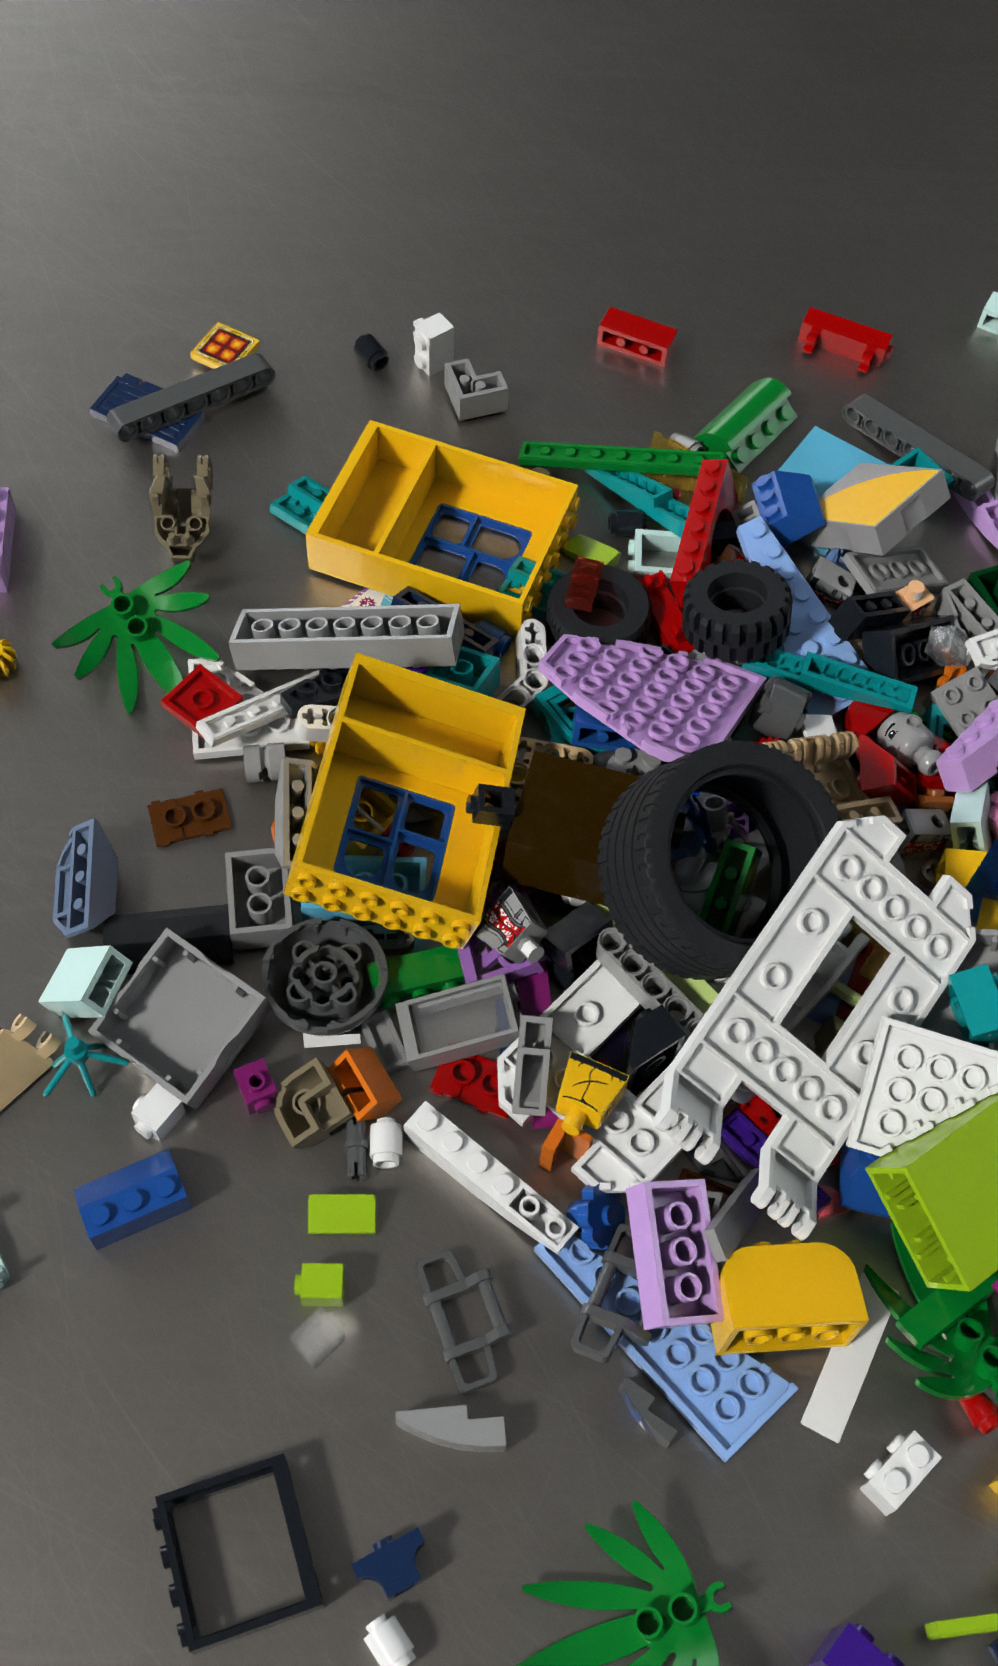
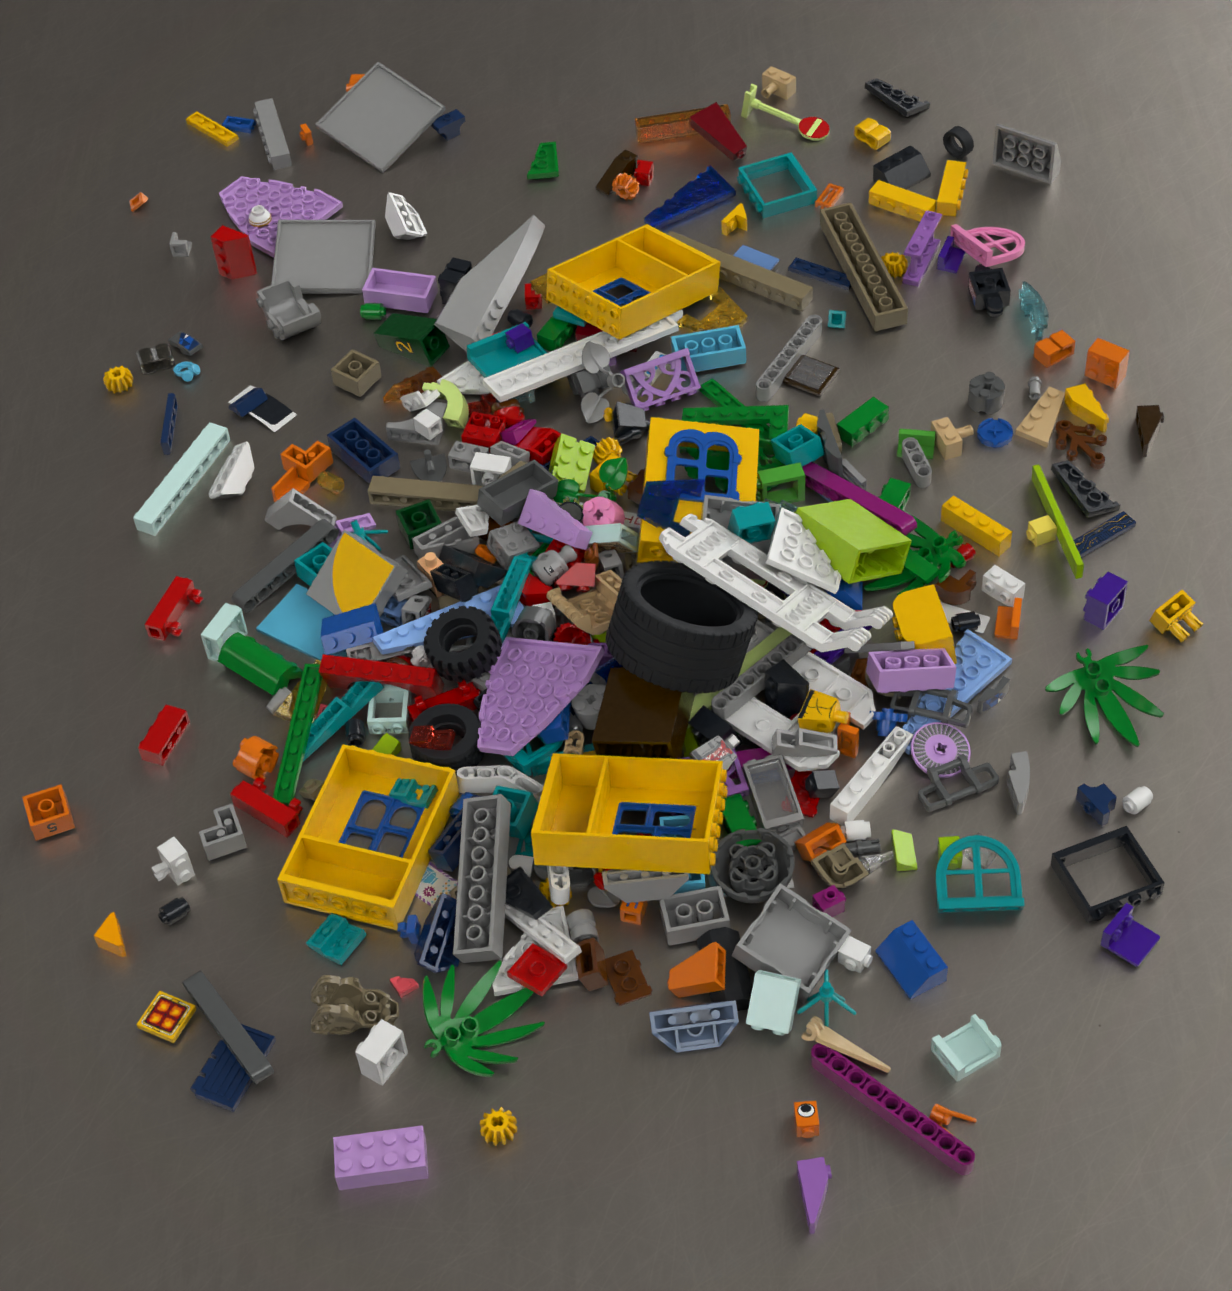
camera: 85 degrees left, 10 degrees down
(102, 1569) = (1128, 937): none -> dark purple bracket
(117, 536) = (381, 1052): none -> white brick
(152, 894) = (699, 973): none -> orange slope
(202, 767) = (591, 965): none -> reddish brown brick
(217, 1319) = (978, 903): none -> teal window
(226, 572) = (403, 985): none -> coral tile
(254, 591) = (437, 937): none -> dark blue wedge
(302, 577) = (411, 929): none -> blue tile
(323, 1159) = (872, 862): none -> clear cone
(345, 299) = (110, 937): none -> light orange slope
(475, 1097) = (822, 784): none -> black brick
(492, 805) = (641, 760): black brick -> none
(518, 425) = (265, 808): none -> red brick
(524, 235) = (48, 812): none -> orange brick
(559, 1311) = (941, 735): none -> piece
(585, 416) = (256, 757): none -> orange brick
(804, 369) = (215, 635): none -> light aqua window
(815, 1388) = (965, 621): none -> black brick
(825, 1474) = (1008, 620): none -> orange panel
(889, 1386) = (956, 591): none -> reddish brown brick
(947, 646) = (471, 546): clear brick -> none
(968, 518) = (362, 533): none -> teal plant

